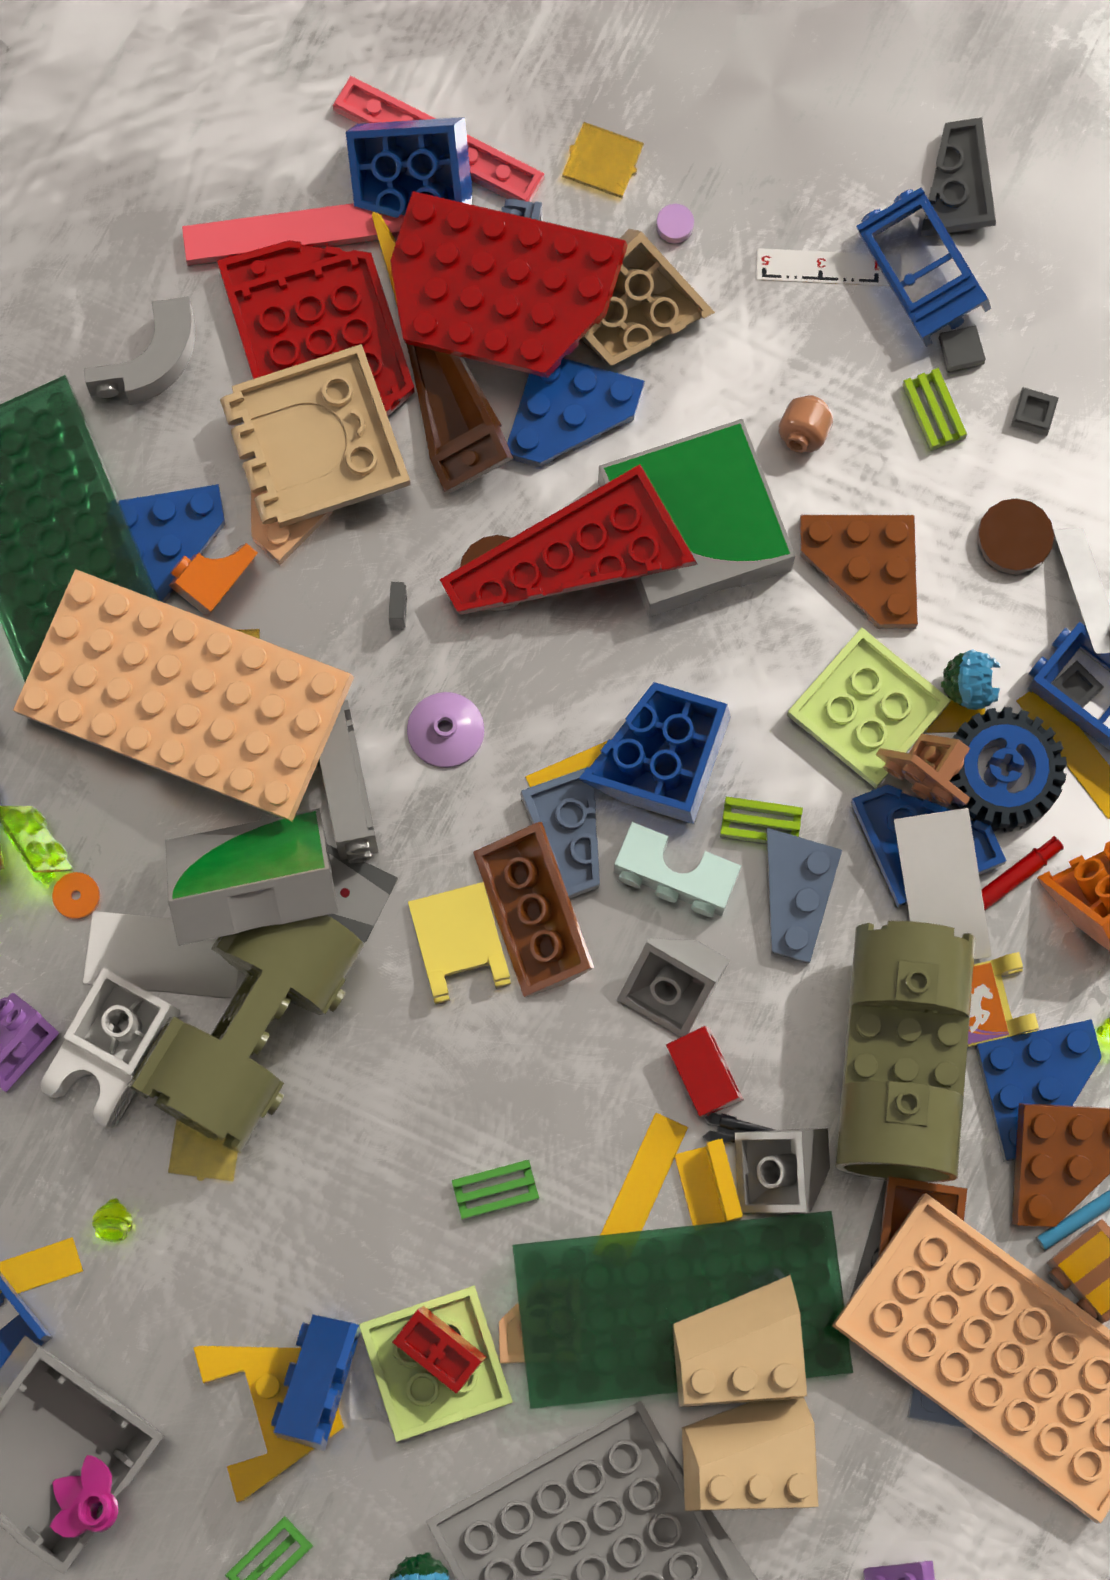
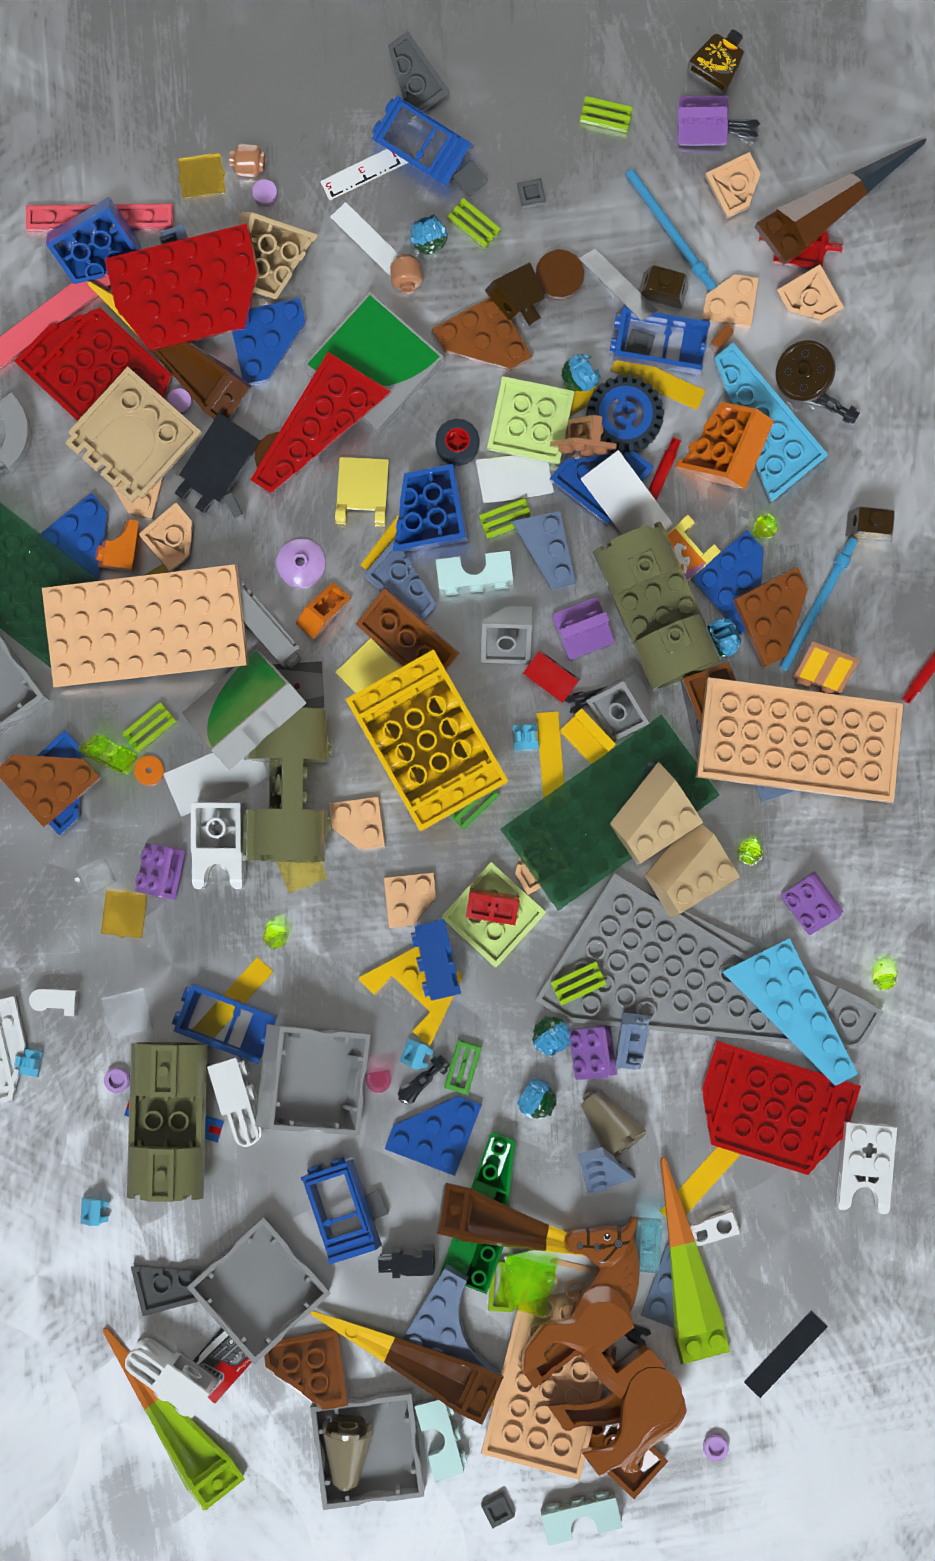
camera: 25 degrees left, 10 degrees up
(82, 1497) = (346, 1091): dark pink plate -> none
(107, 823) = (132, 740): none -> lime tile
(138, 1512) = (379, 1081): none -> clear pink brick
(173, 1553) = (410, 1091): none -> black piece
(210, 1501) = (414, 1054): none -> medium azure tile
(288, 598) = (170, 537): none -> light nougat plate
(322, 1127) = (358, 822): none -> light nougat plate
(330, 1273) = (408, 898): none -> light nougat plate
(407, 428) = (180, 400): none -> lavender tile
(408, 534) = (217, 462): none -> black tile
(438, 807) = (322, 610): none -> orange arch
(477, 1060) = (427, 740): none -> yellow wedge
(535, 1533) = (597, 974): none -> lime tile
(587, 673) = (362, 487): none -> light yellow flag
(621, 1138) = (525, 737): none -> medium azure tile
(675, 170) = (247, 160): none -> nougat head
(754, 668) = (459, 434): none -> black wheel
(777, 349) = (365, 236): none -> white sticker
(786, 1030) = (583, 628): none -> medium lavender bracket
(801, 773) = (513, 478): none -> white sticker
(852, 1480) = (750, 852): none -> clear neon green plate
(864, 389) = (428, 234): none -> dark azure piece
(943, 530) = (518, 294): none -> dark brown torso
(980, 1150) = (725, 636): none -> dark azure piece

